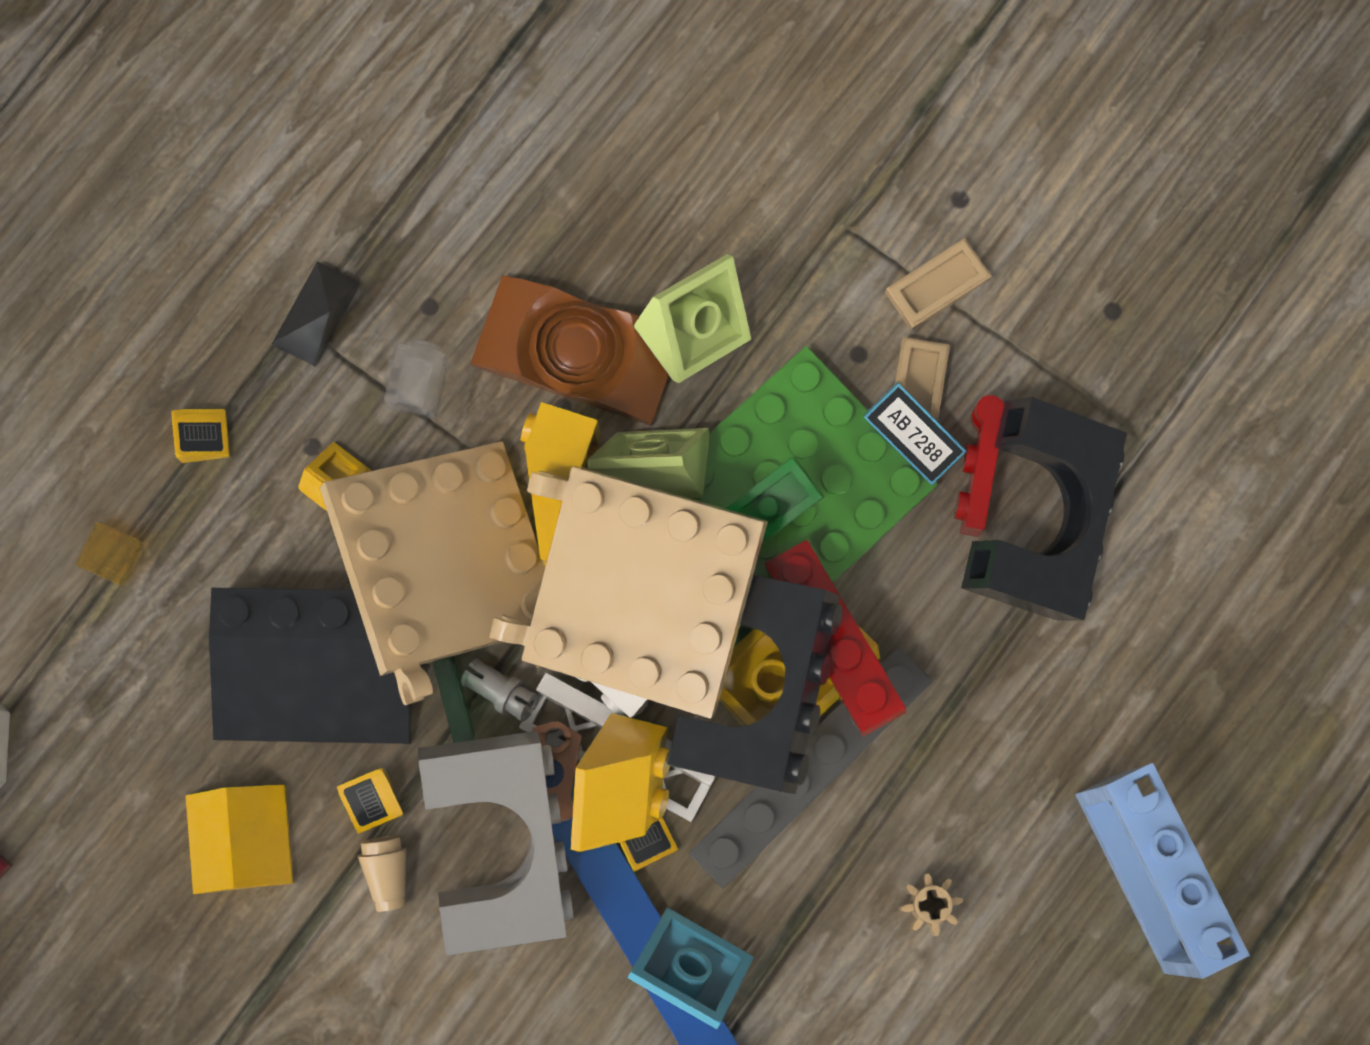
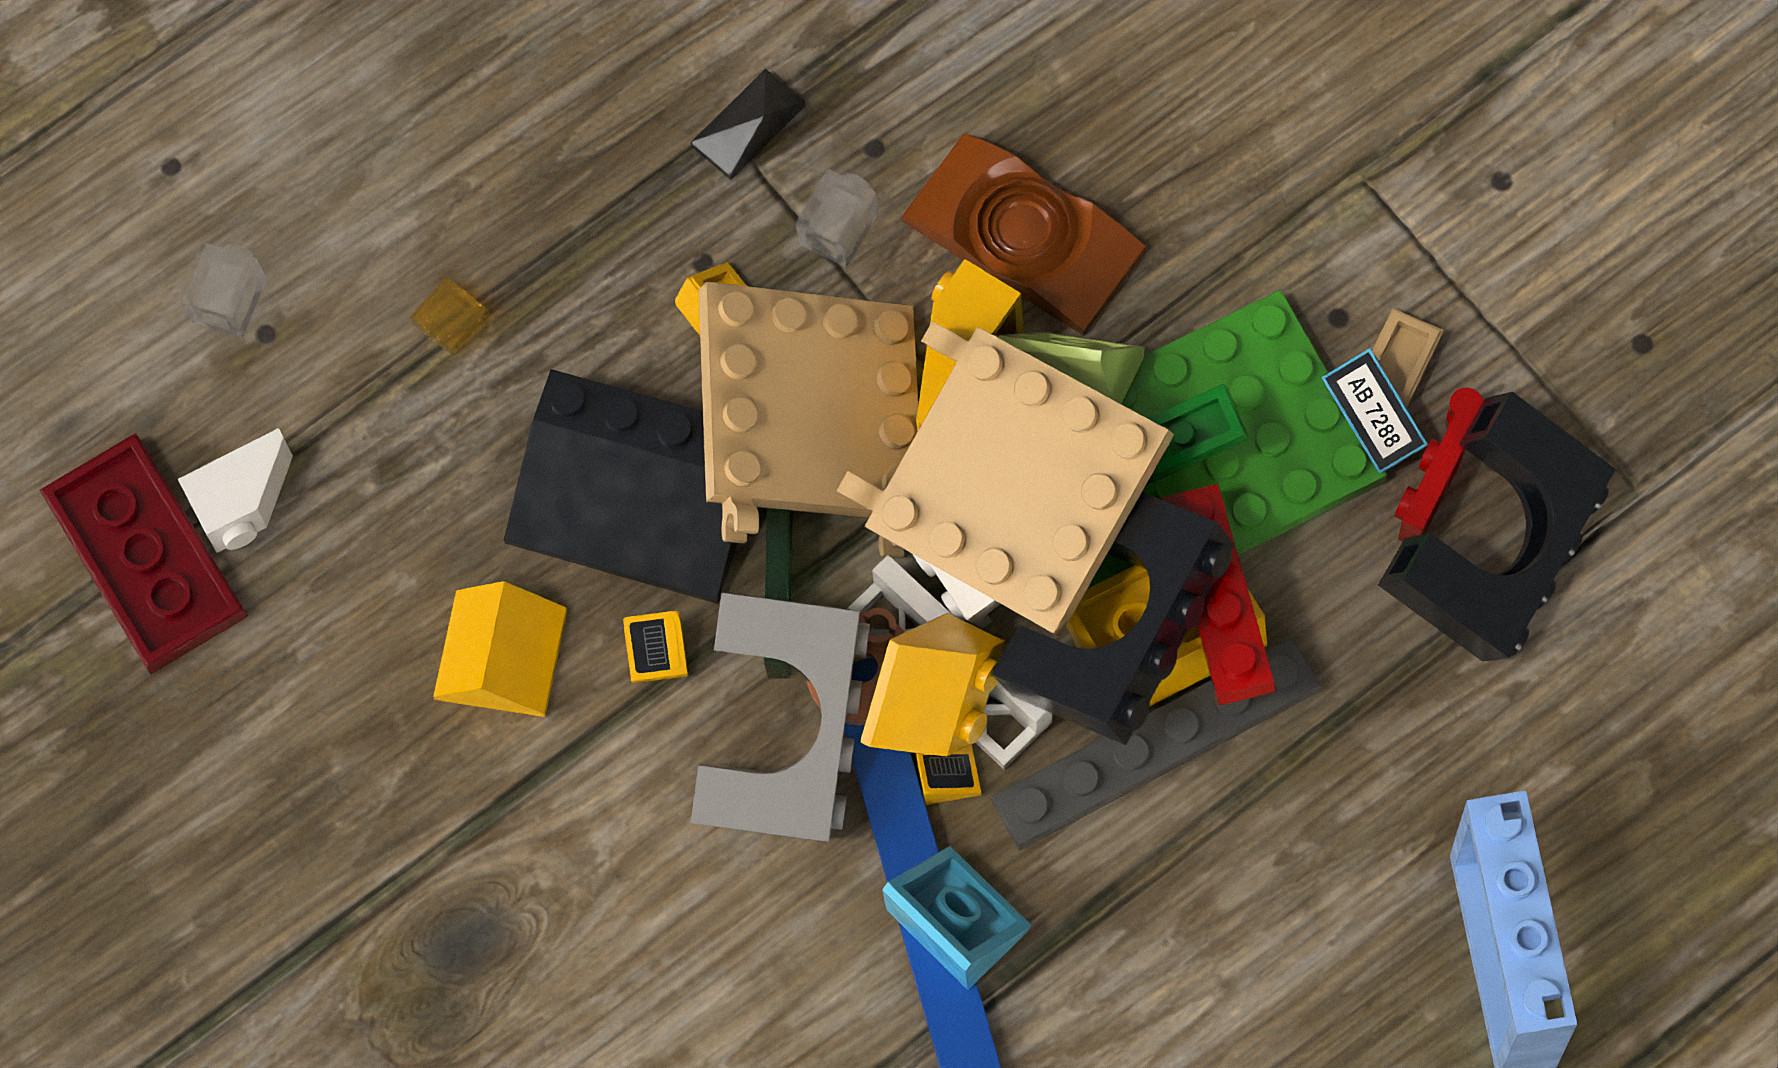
camera: 25 degrees right, 10 degrees down
(200, 434) = (585, 216): slope -> none
(385, 871) = (649, 725): tan cone -> none
(504, 692) = (838, 571): light grey pin -> none
(696, 320) = (1163, 225): yellowish green slope -> none
(938, 284) = (1449, 263): tan tile -> none
(940, 914) = (1263, 924): tan gear -> none

